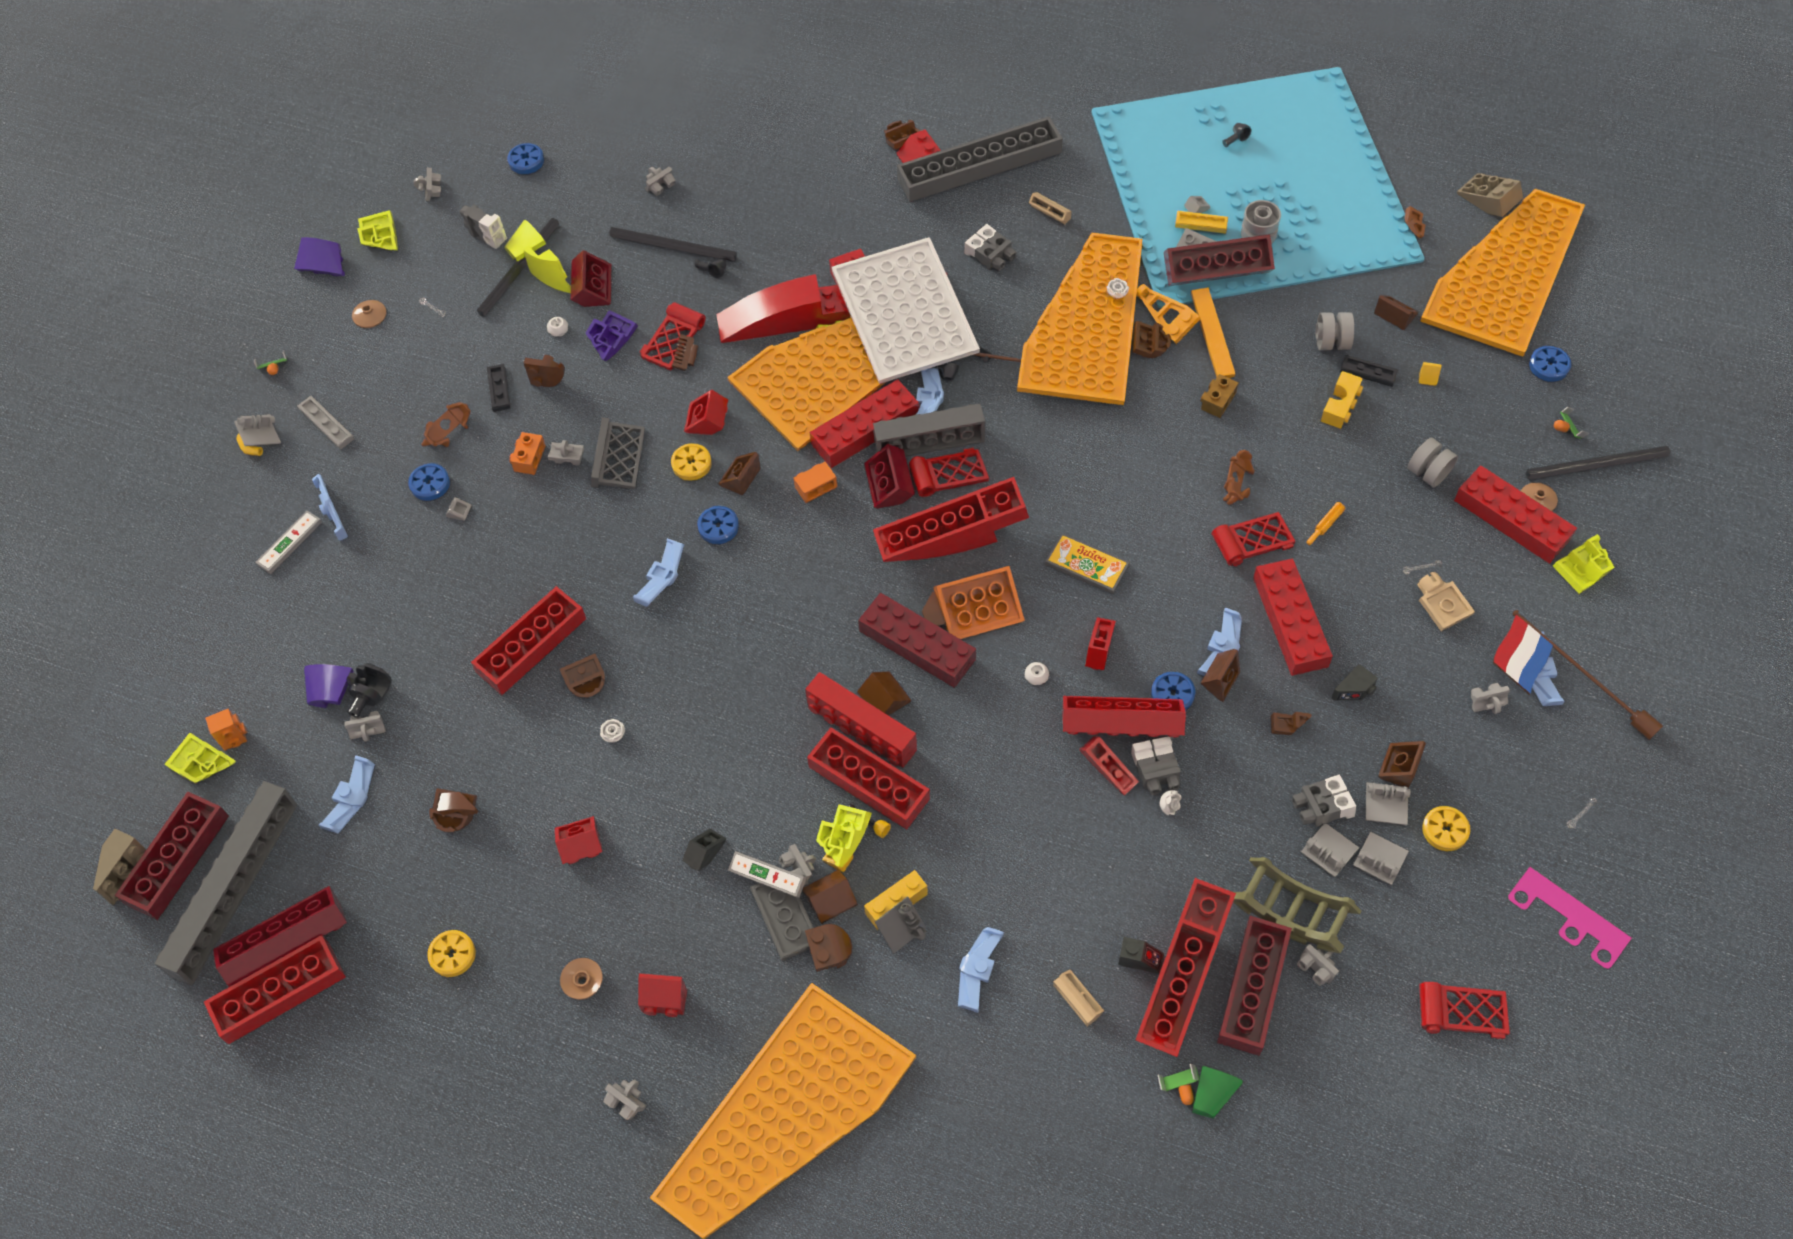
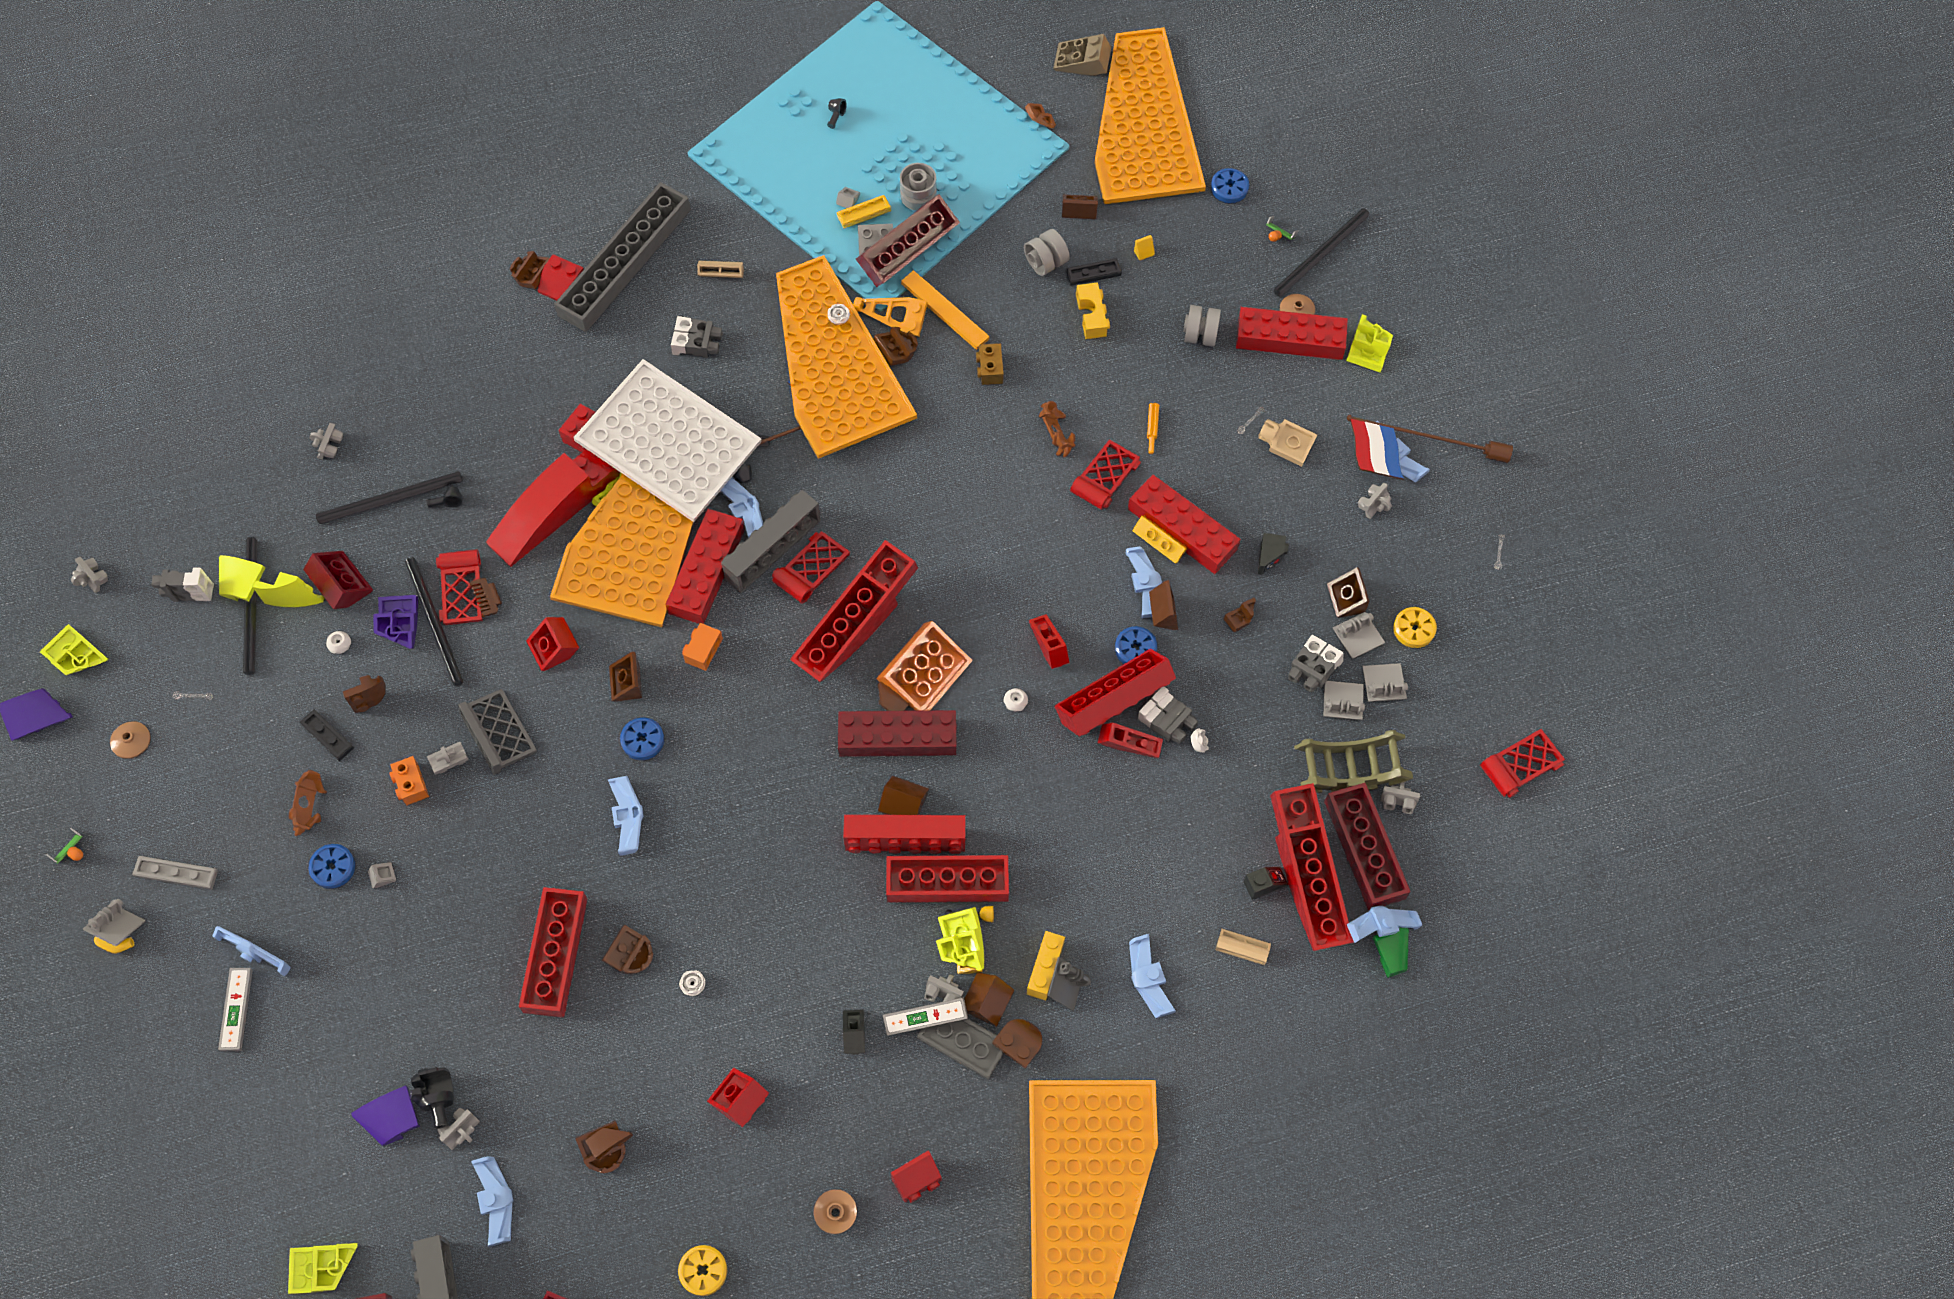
camera: 40 degrees left, 5 degrees up
(227, 729) = (328, 1220): orange brick -> none
(525, 158) = (163, 485): blue wheel -> none
(617, 1093) = (959, 1283): light grey hips -> none
(634, 350) = (434, 622): none -> black axle
(694, 470) = (583, 695): yellow wheel -> none
(889, 477) = (764, 603): dark red slope -> none
(1087, 563) = (987, 578): tile -> none
(1180, 1081) = (1367, 959): piece -> none
(1219, 1058) = (1383, 921): none -> light blue plate
(1261, 617) = (1159, 539): none -> yellow plate
(1578, 915) = (1550, 634): dark pink piece -> none

